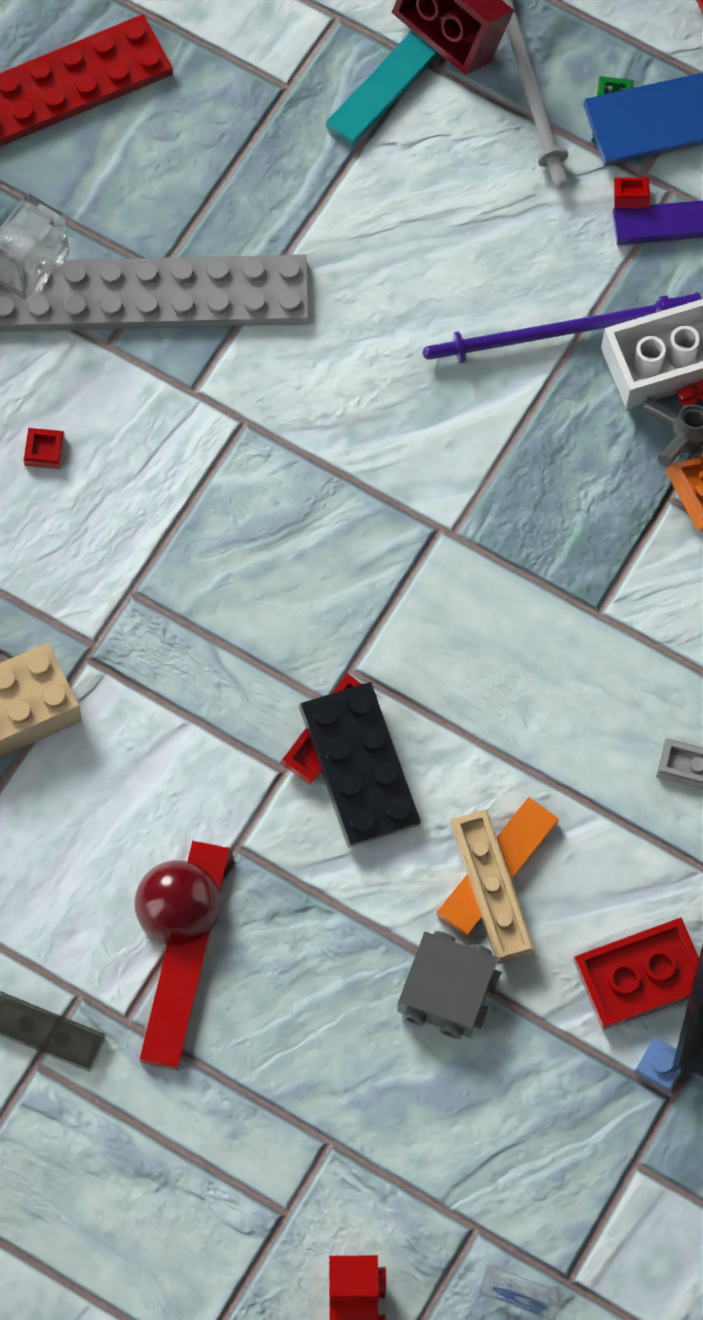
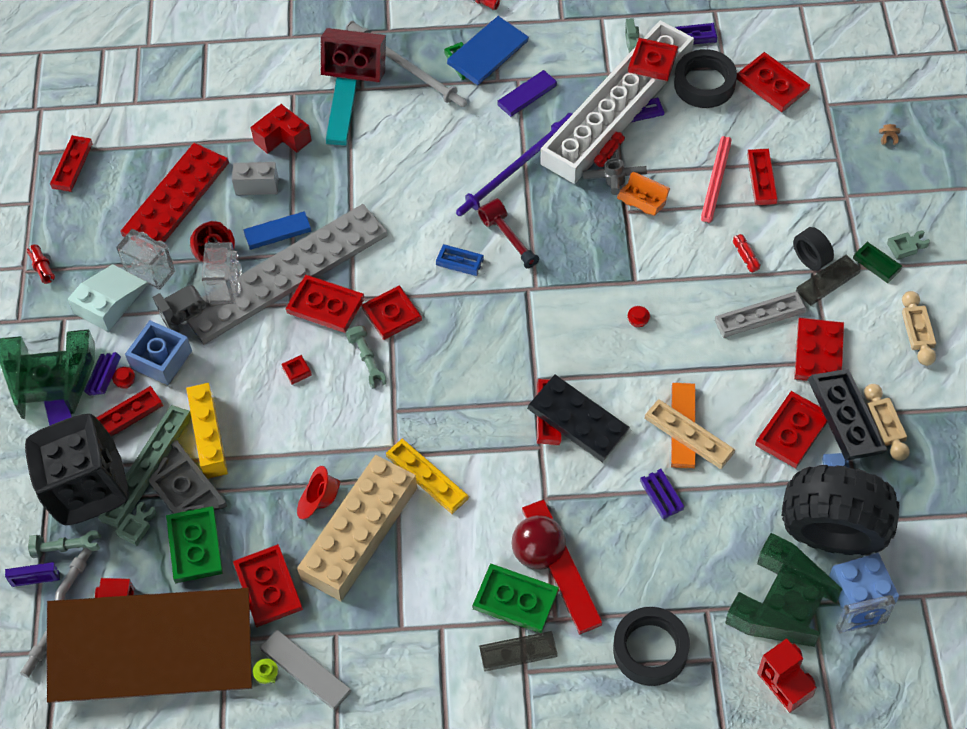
camera: 30 degrees left, 10 degrees down
(73, 190) = (209, 233): none -> red cylinder
(91, 959) = (515, 598): none -> green plate
(104, 713) = (427, 476): none -> yellow tile
(147, 376) = (325, 303): none -> red plate
(157, 451) = (358, 335): none -> sand green piece
(163, 222) = (277, 230): none -> blue tile
(185, 124) = (255, 178): none -> light grey brick
(205, 1094) = (656, 617): none -> black tyre
(228, 445) = (391, 312): none -> red tile
(273, 62) = (278, 127): none -> red brick
(395, 448) = (459, 263): none -> blue tile
(397, 913) = (652, 477): none -> dark purple tile
(445, 1205) = (791, 599): none -> clear green wedge
(449, 985) = (707, 492): dark grey brick -> none
(472, 386) = (494, 213): none -> dark red piece
(557, 1250) = (863, 580): none -> medium blue brick
(559, 668) = (638, 316): none -> red plate
(587, 1133) = (840, 510): none -> black tyre
(631, 193) = (500, 89): red tile -> none

